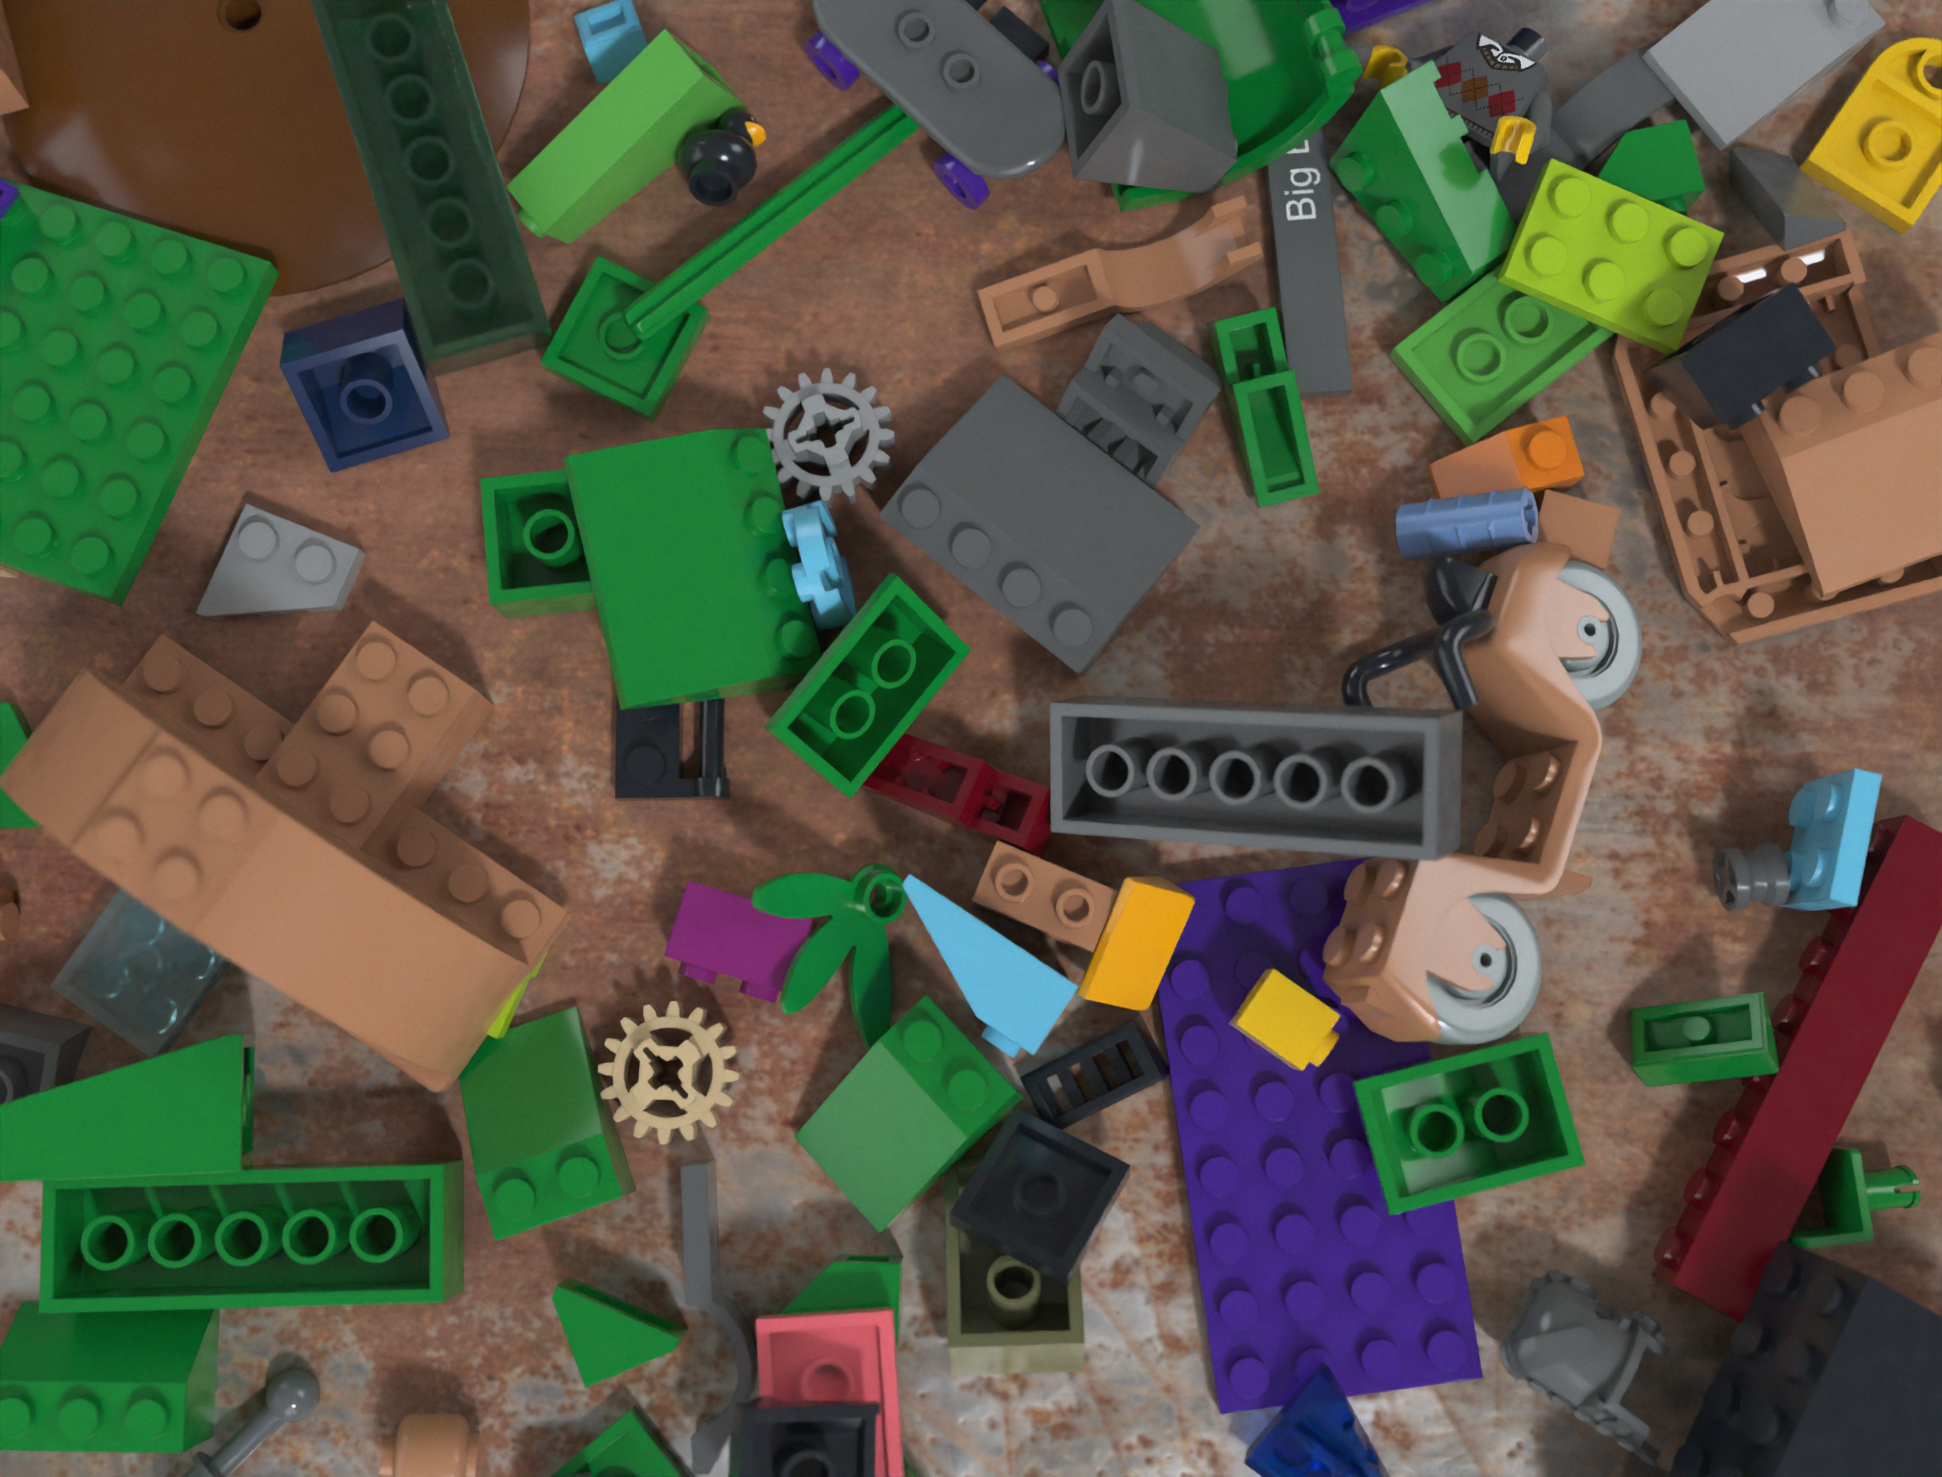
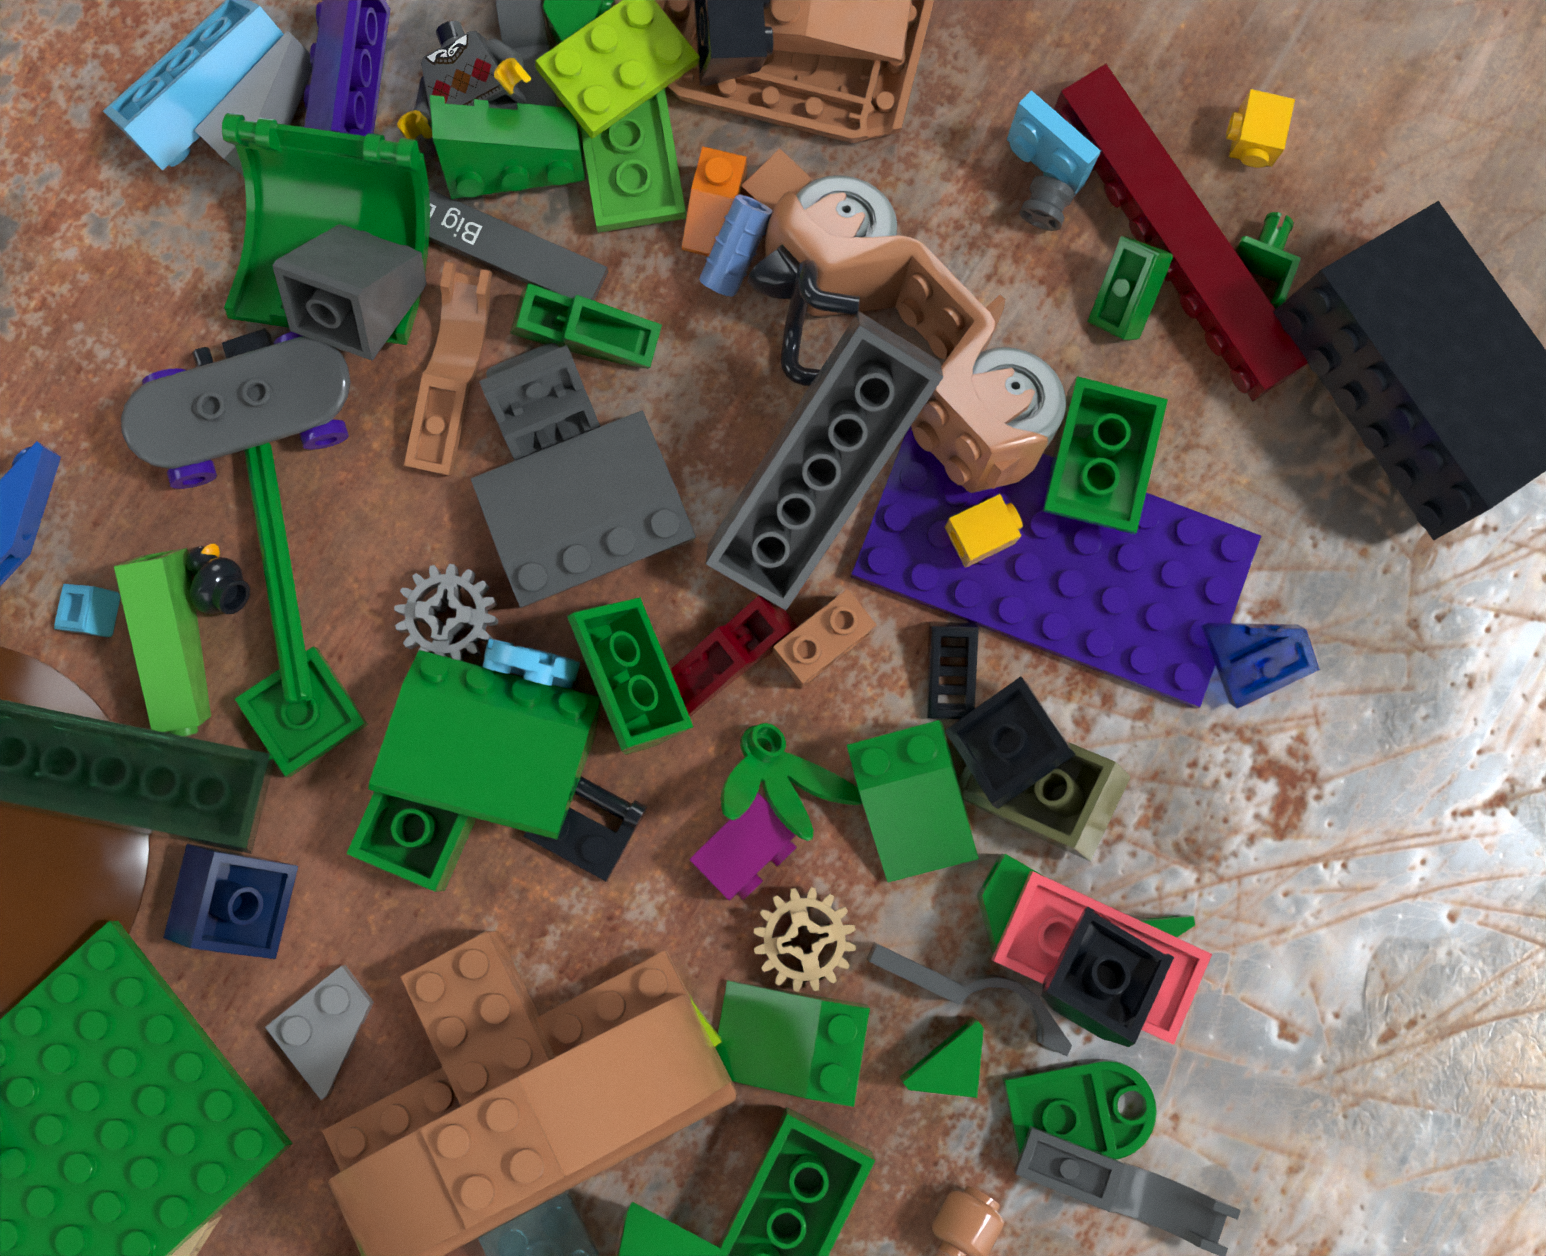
camera: 70 degrees left, 0 degrees up
(999, 979) = (858, 695): medium azure slope -> none
(1136, 943) = (885, 596): light orange slope -> none
(1582, 1358) = (1280, 469): dark grey helmet -> none

